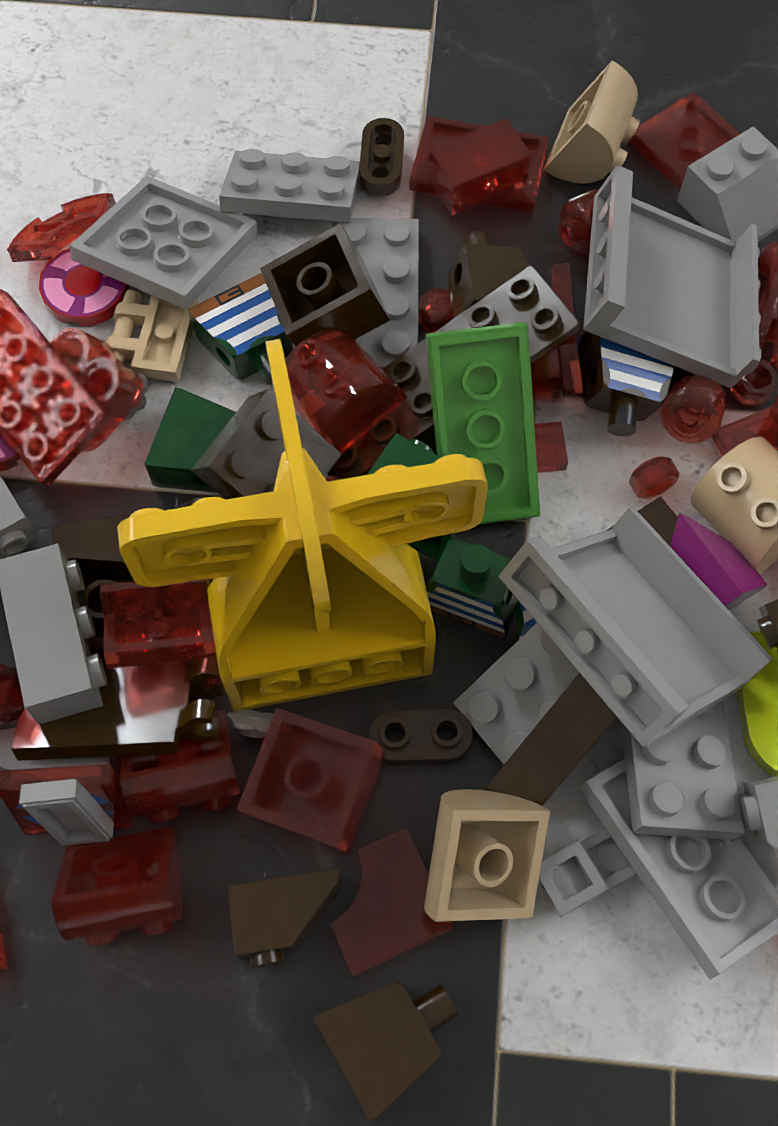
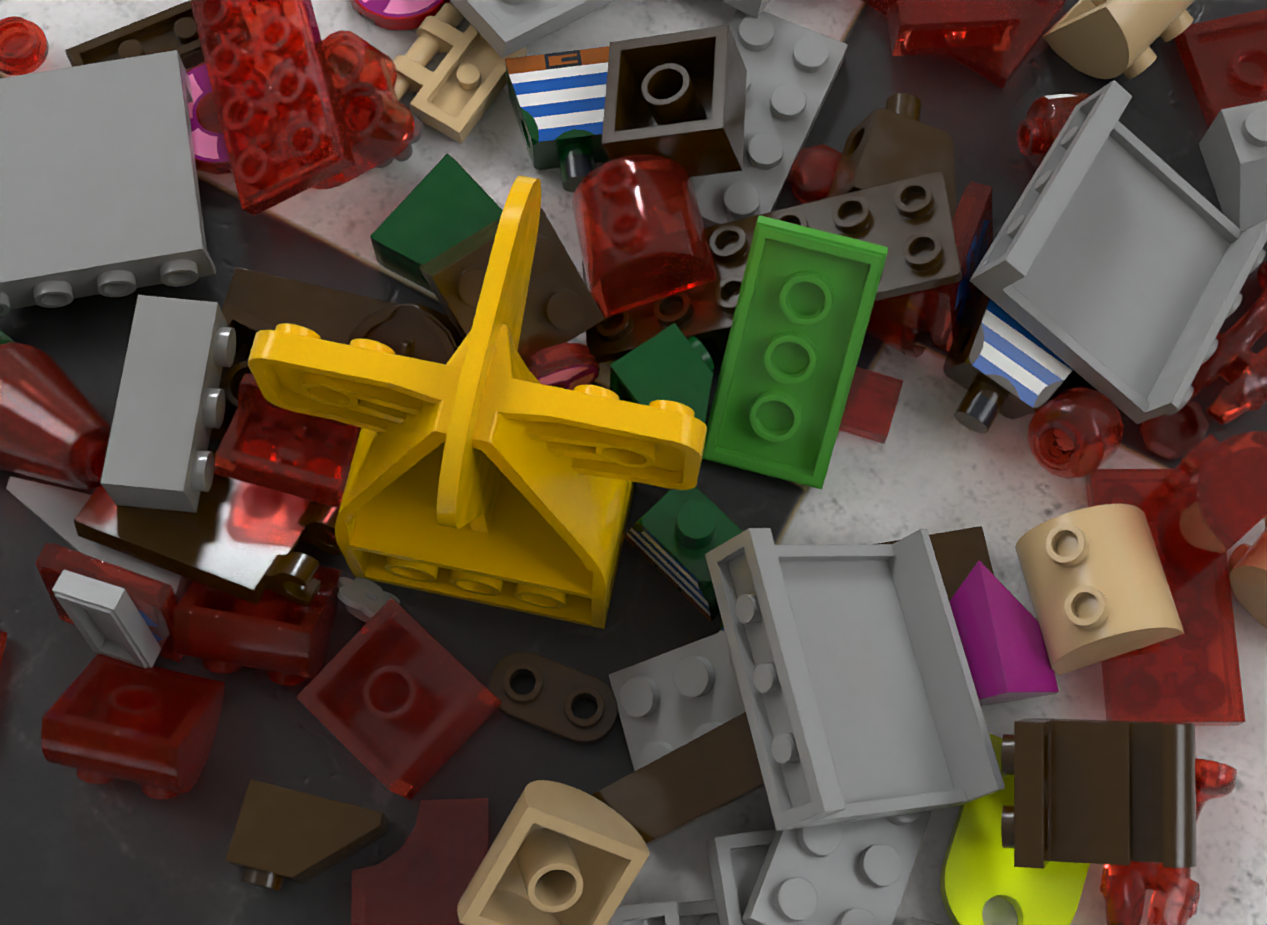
camera: 20 degrees right, 5 degrees up
(654, 477) = (984, 498): clear red tile -> none

